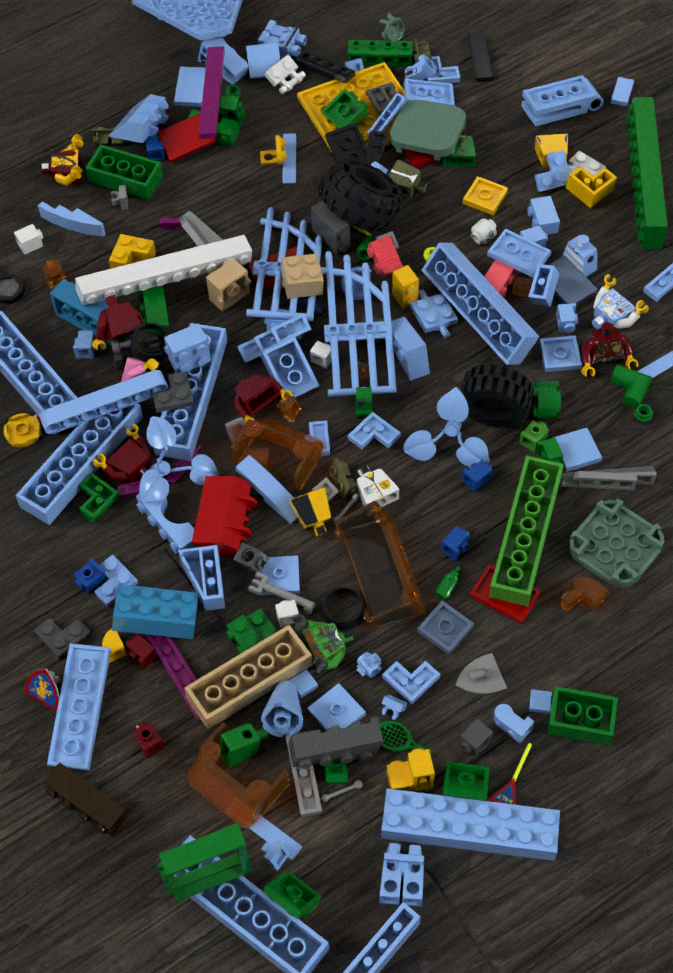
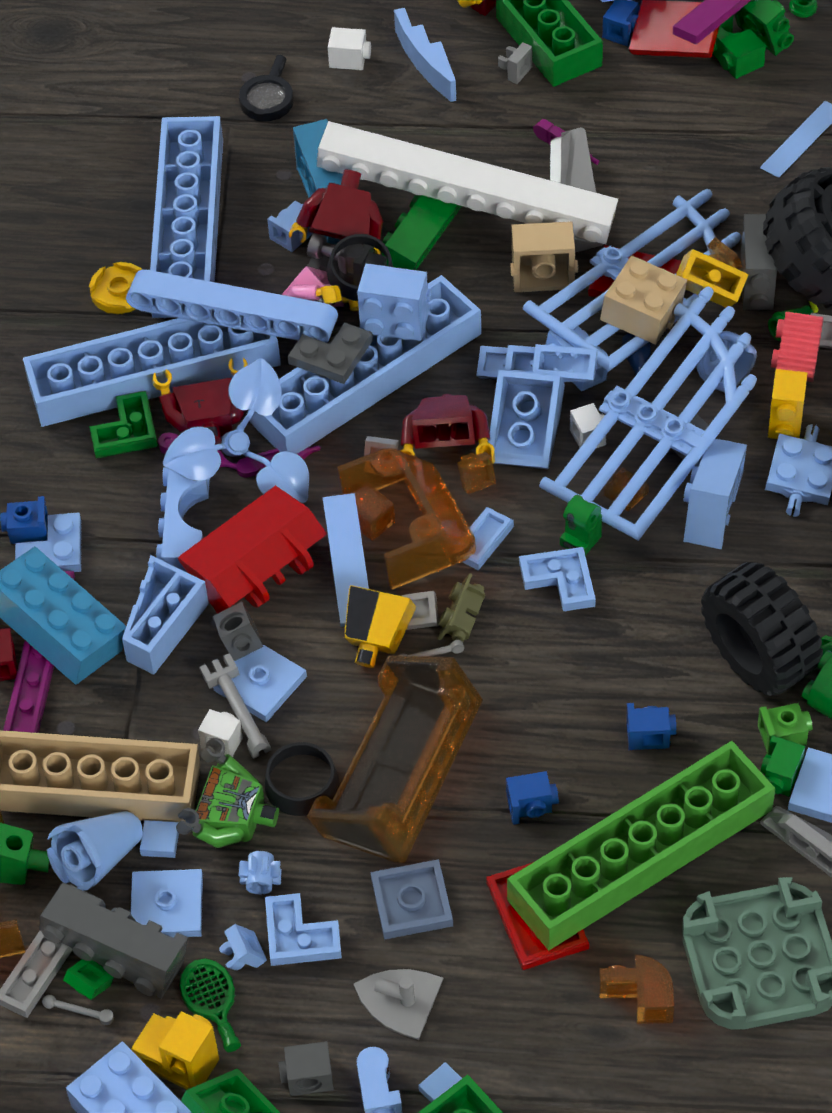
camera: 40 degrees right, 5 degrees down
(51, 269) = (337, 103): clear orange brick -> none
(131, 250) = (461, 136): yellow brick -> none
(249, 630) = (153, 720): green plate -> none
(279, 153) = (787, 120): yellow bracket -> none
(313, 234) = (724, 254): none -> clear orange tile
(320, 245) = (706, 271): none -> yellow brick
(376, 487) = (489, 651): white torso -> none
(448, 584) = (471, 844): green piece -> none
(455, 410) = (671, 600): light blue plant -> none

